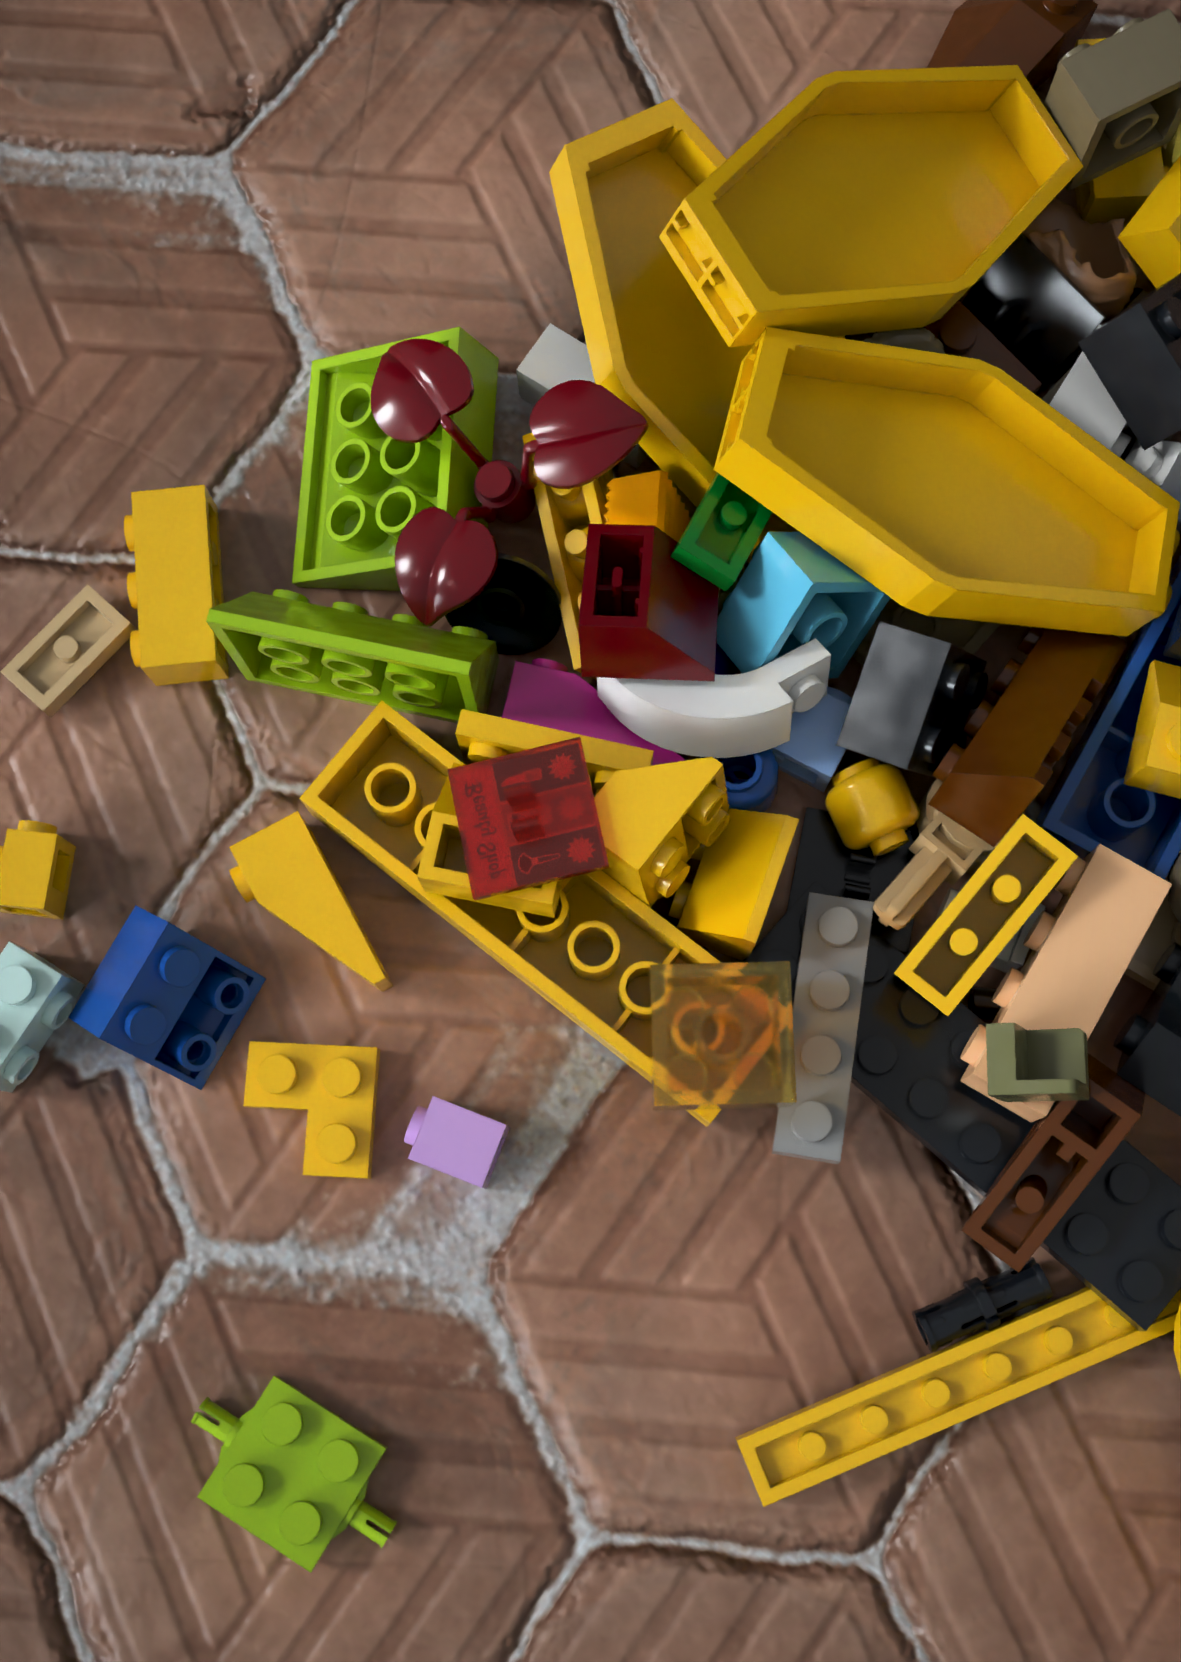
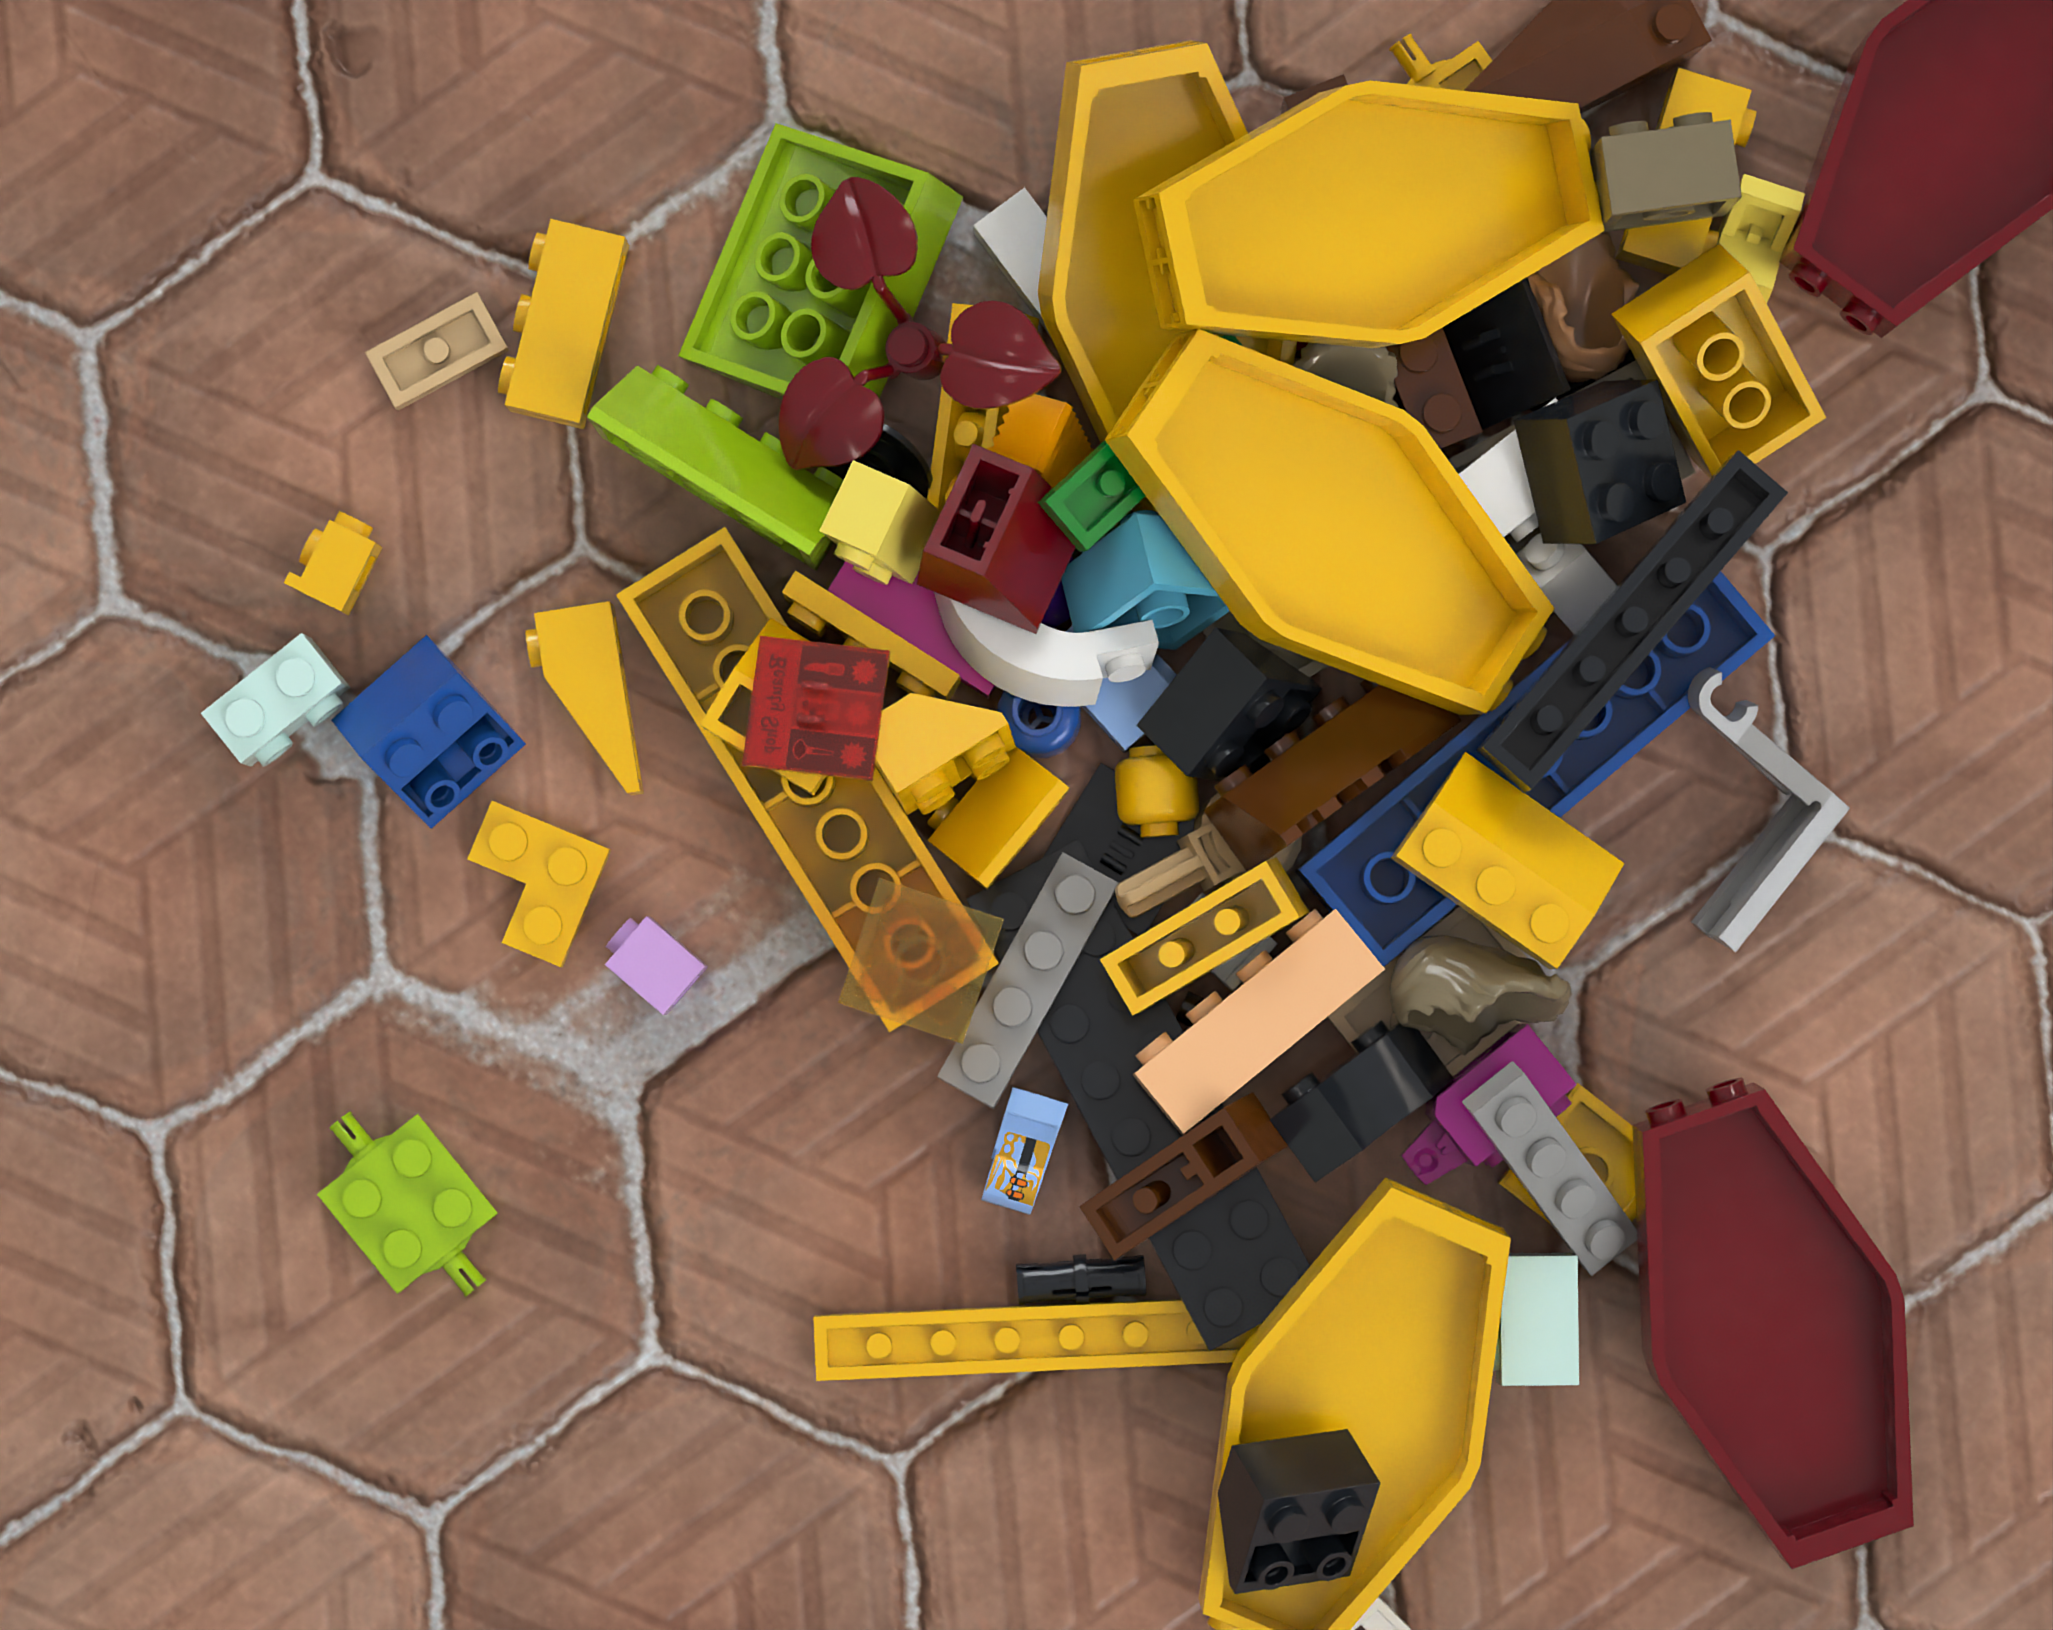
camera: 10 degrees right, 10 degrees up
(526, 635) = (879, 525): none -> light yellow brick
(877, 1195) = (1023, 1149): none -> light blue leg
(1036, 1063) = (1185, 1084): olive panel -> none

